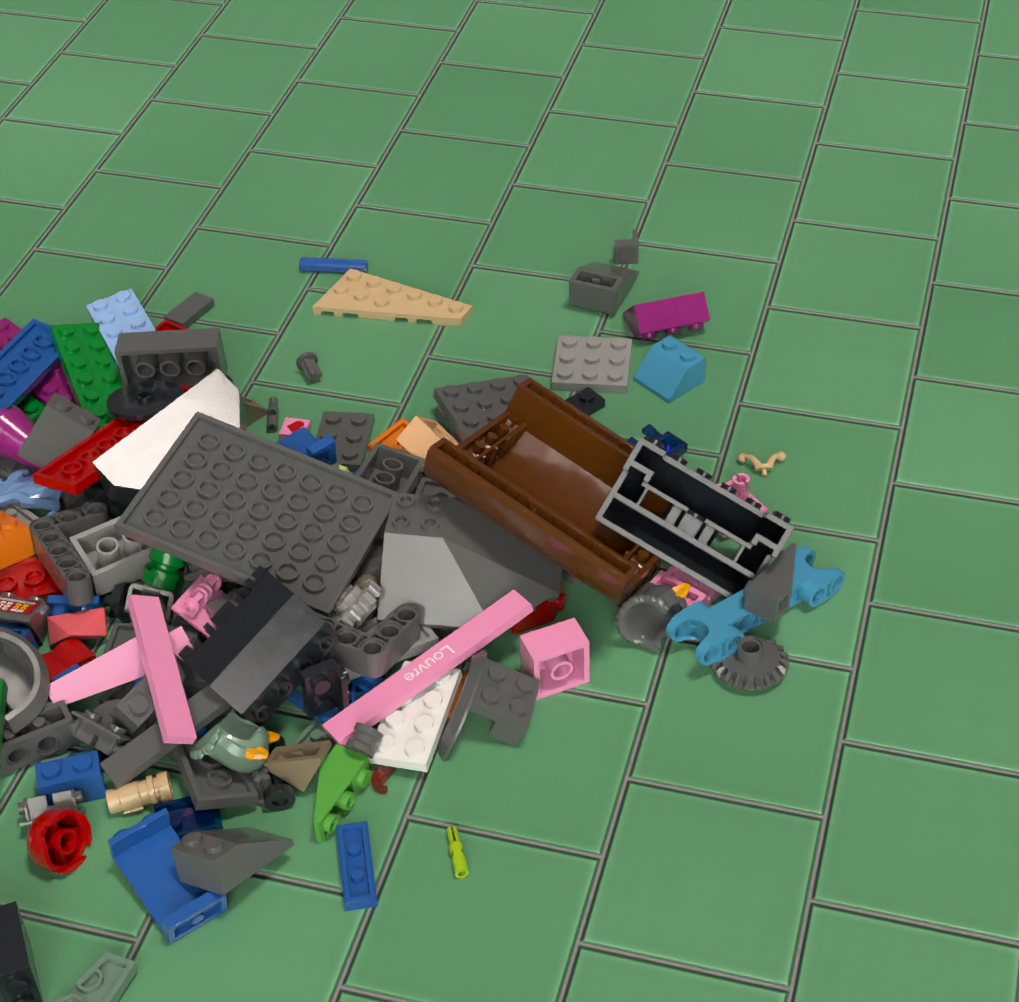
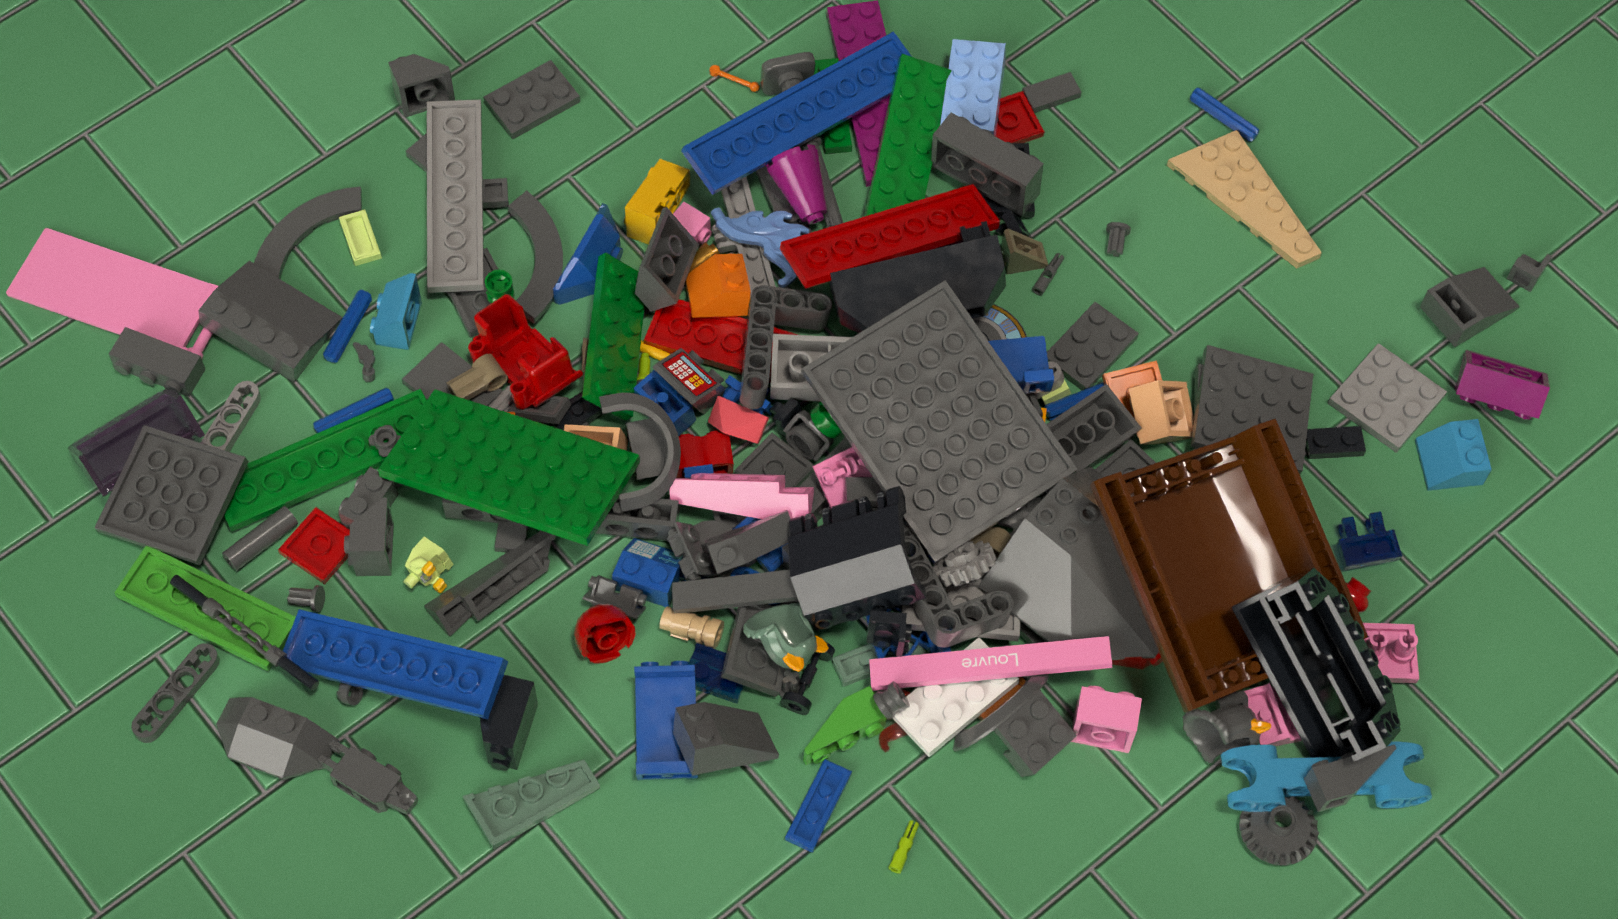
camera: 30 degrees right, 20 degrees up
(57, 431) = (832, 198): dark grey slope -> none
(142, 399) = (915, 198): black piece -> none
(161, 670) = (765, 530): bright pink tile -> none
(293, 424) = (1056, 306): bright pink tile -> none
(297, 762) = (828, 681): dark tan slope -> none
(763, 467) = (1464, 626): tan piece -> none

